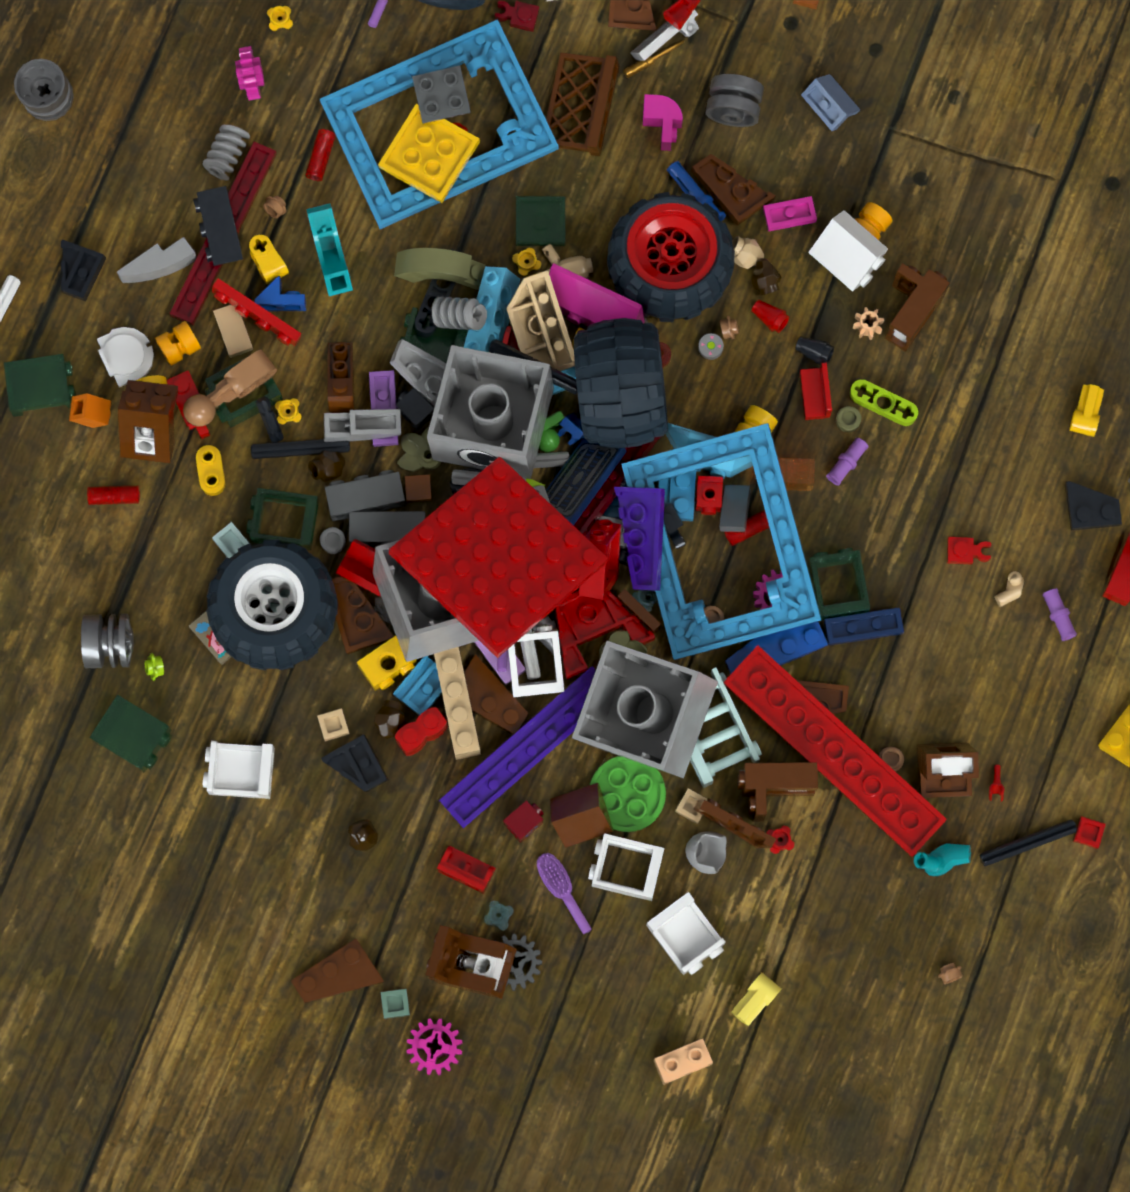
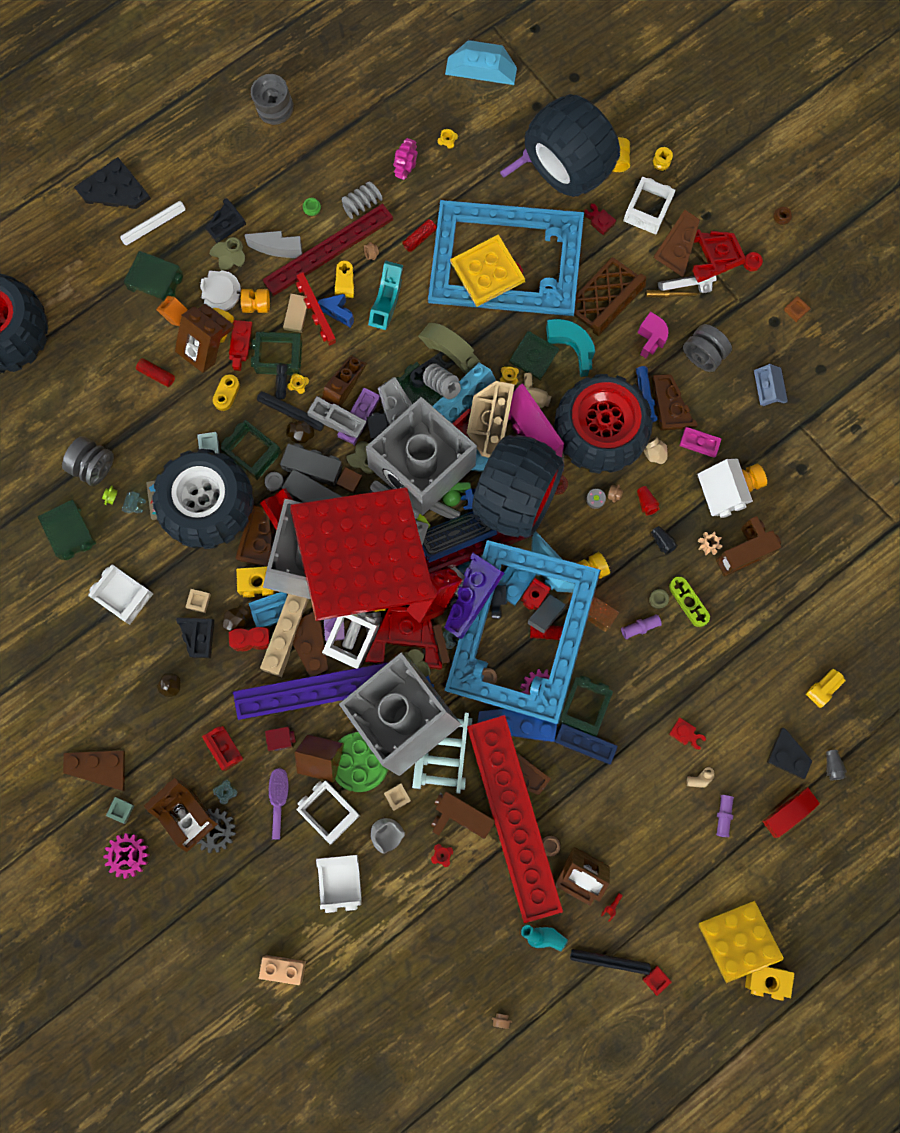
camera: 30 degrees right, 0 degrees up
(108, 309) = (228, 256): none -> olive plate
(170, 193) = (311, 206): none -> bright green plate
(184, 659) = (131, 501): none -> clear light blue tile
(218, 226) = (325, 240): black wedge -> none
(237, 382) = (274, 345): medium nougat beam -> none
(441, 94) = (517, 237): dark grey hinge -> none
(559, 378) = (456, 421): black axle -> none
(576, 173) = (573, 335): none -> teal arch
(734, 824) = (416, 826): reddish brown wing -> none
(759, 995) = (364, 955): light yellow piece -> none
(765, 277) = (659, 474): dark brown rock -> none
(816, 392) = (647, 569): red panel -> none

